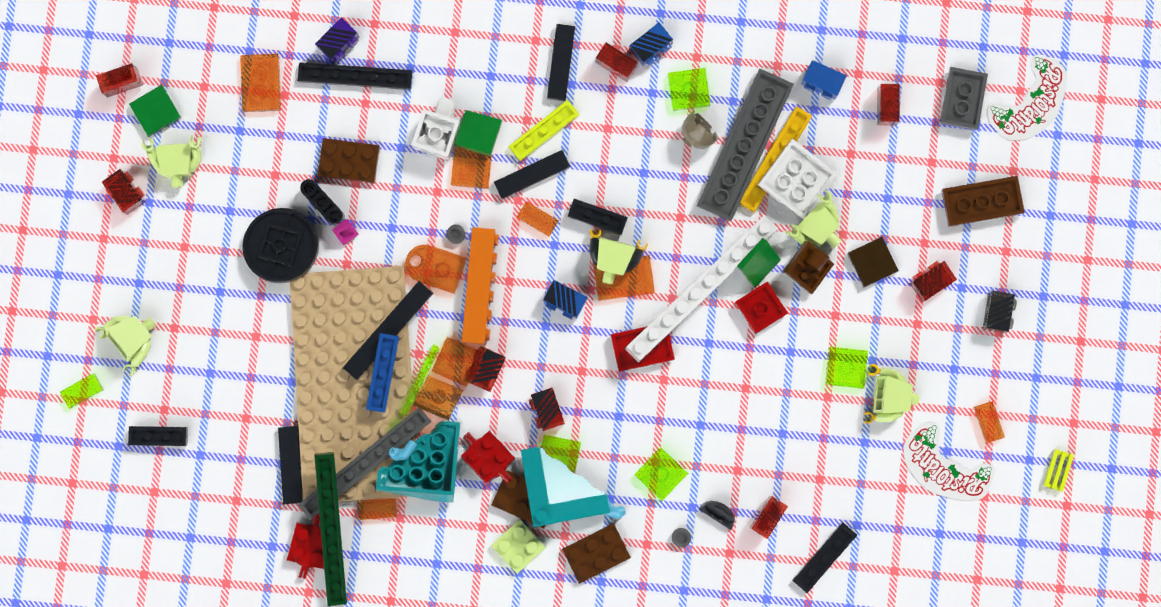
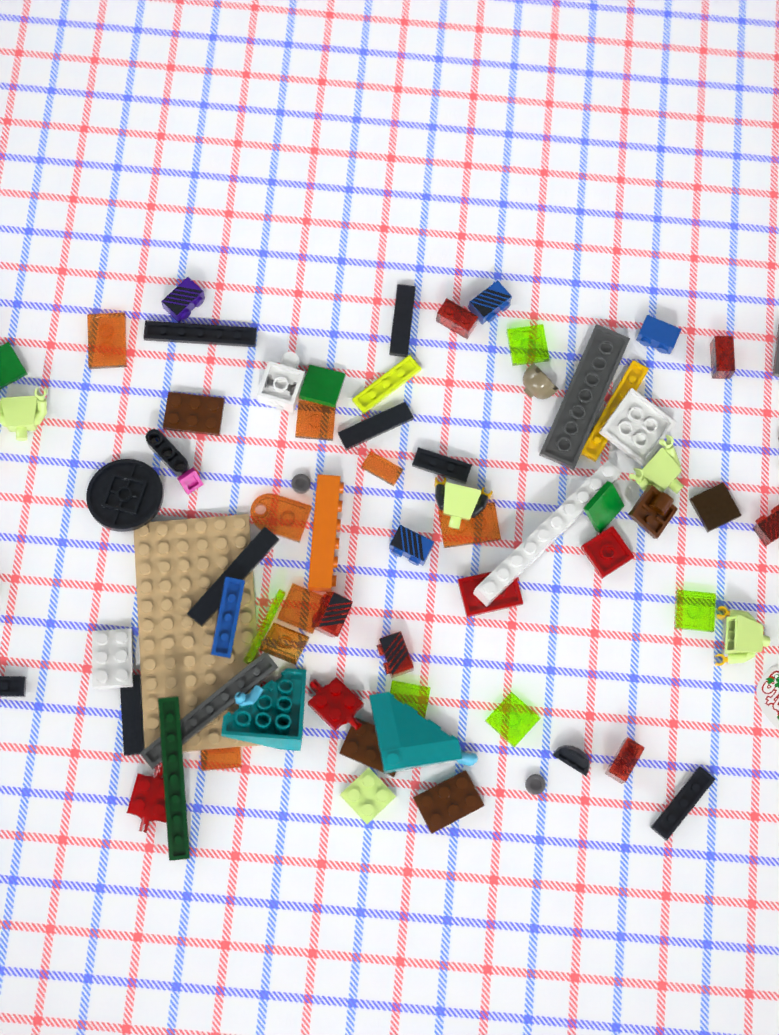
camera: 10 degrees left, 10 degrees down
(270, 410) = (112, 658): none -> white plate

